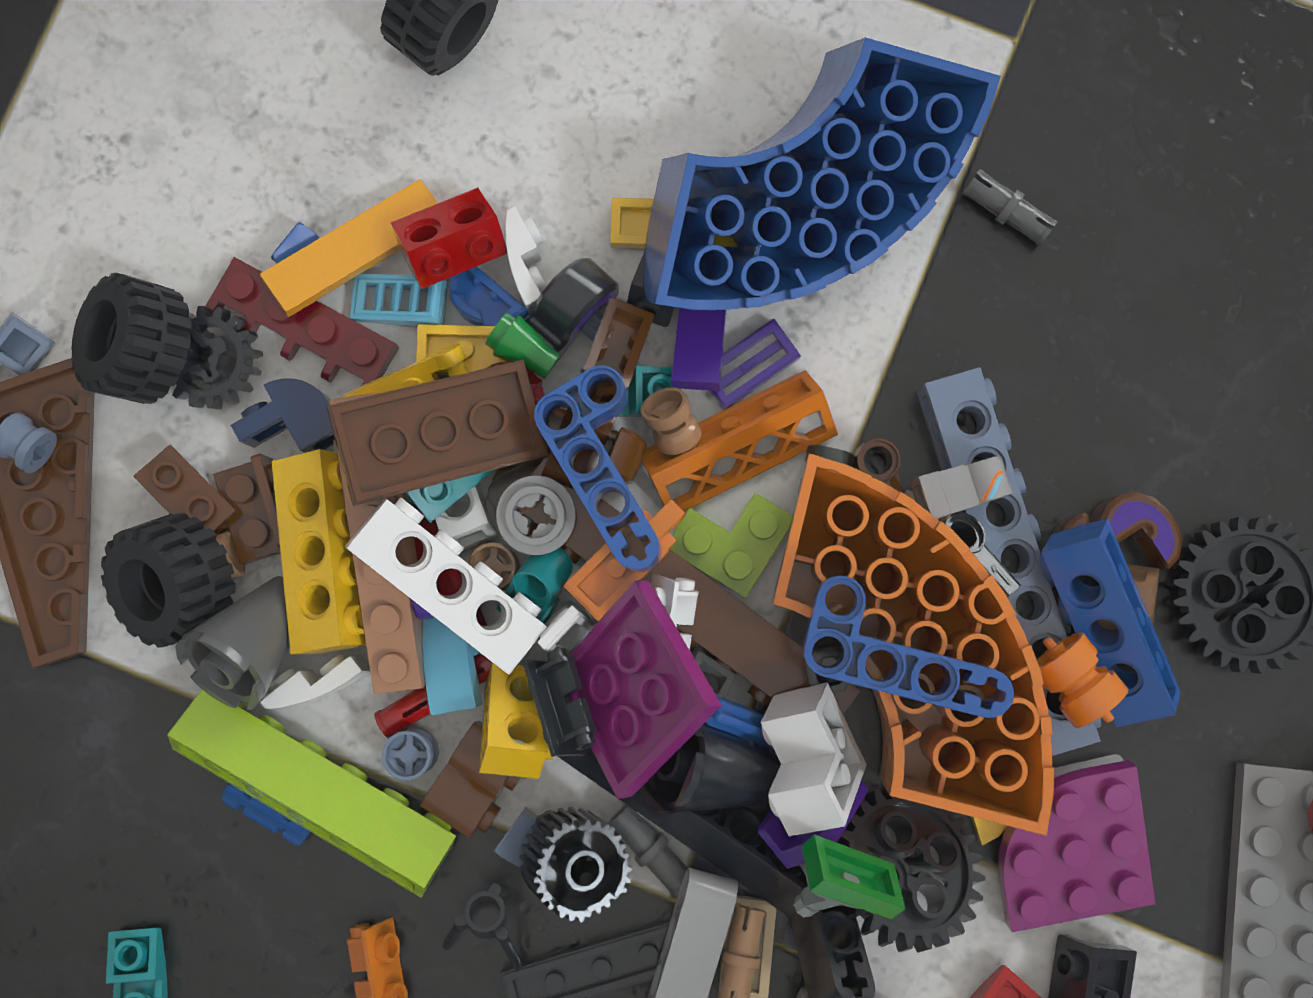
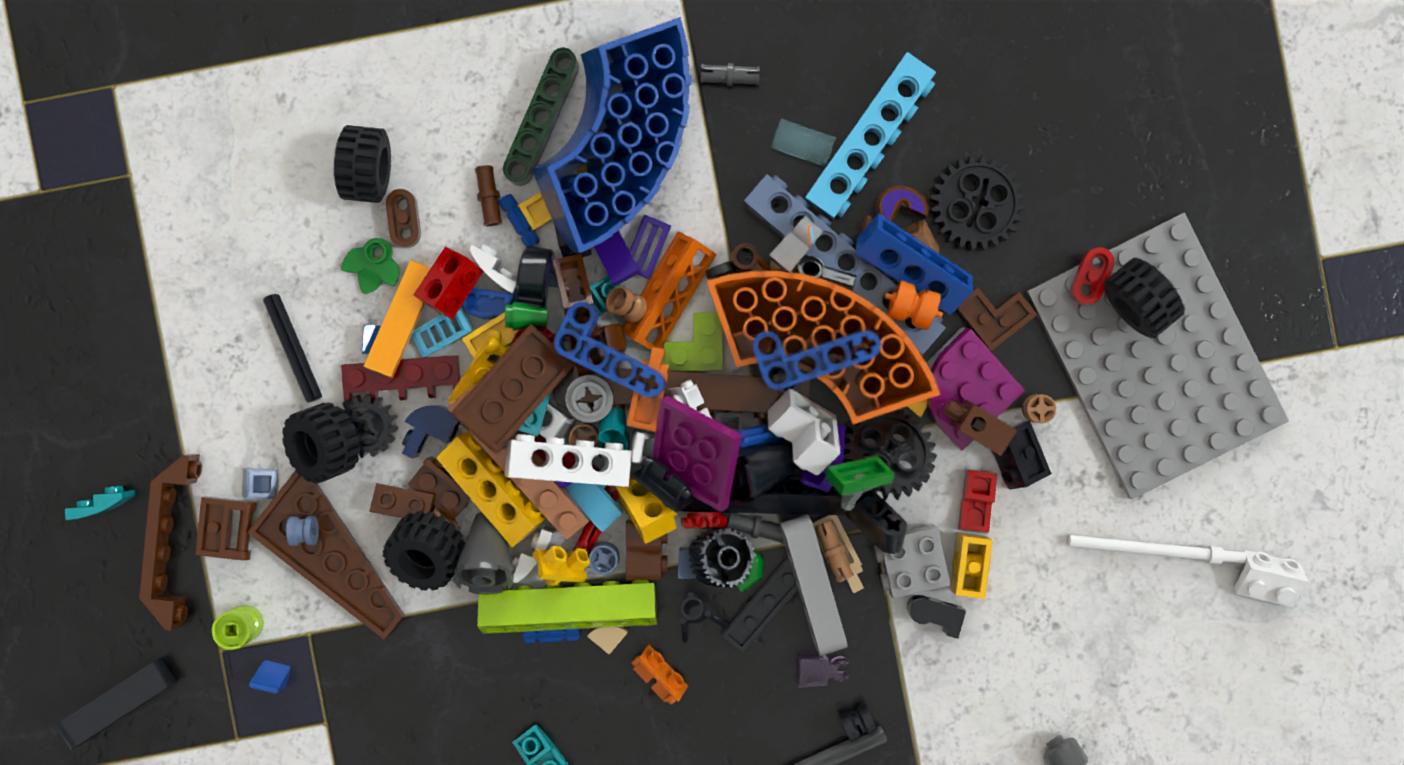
camera: 35 degrees left, 5 degrees up
(185, 195) = (292, 348): none -> black axle
(339, 722) = (559, 565): none -> yellow hips
(341, 870) = (607, 637): none -> tan tile
(359, 157) = (372, 270): none -> green plate
(446, 121) = (402, 219): none -> reddish brown plate
(580, 160) = (488, 195): none -> reddish brown pin
(584, 792) = (704, 520): none -> red gear
(599, 219) = (518, 220): none -> blue axle
(608, 916) = (755, 573): none -> green arm
(729, 83) = (541, 102): none -> dark green beam
(1052, 360) = (803, 142): none -> clear light blue plate
(1070, 917) = (985, 429): none -> reddish brown torso
(1171, 782) = (993, 324): none -> reddish brown plate
(1171, 949) = (1045, 408): none -> medium nougat wheel
(1261, 359) = (908, 72): none -> medium azure brick

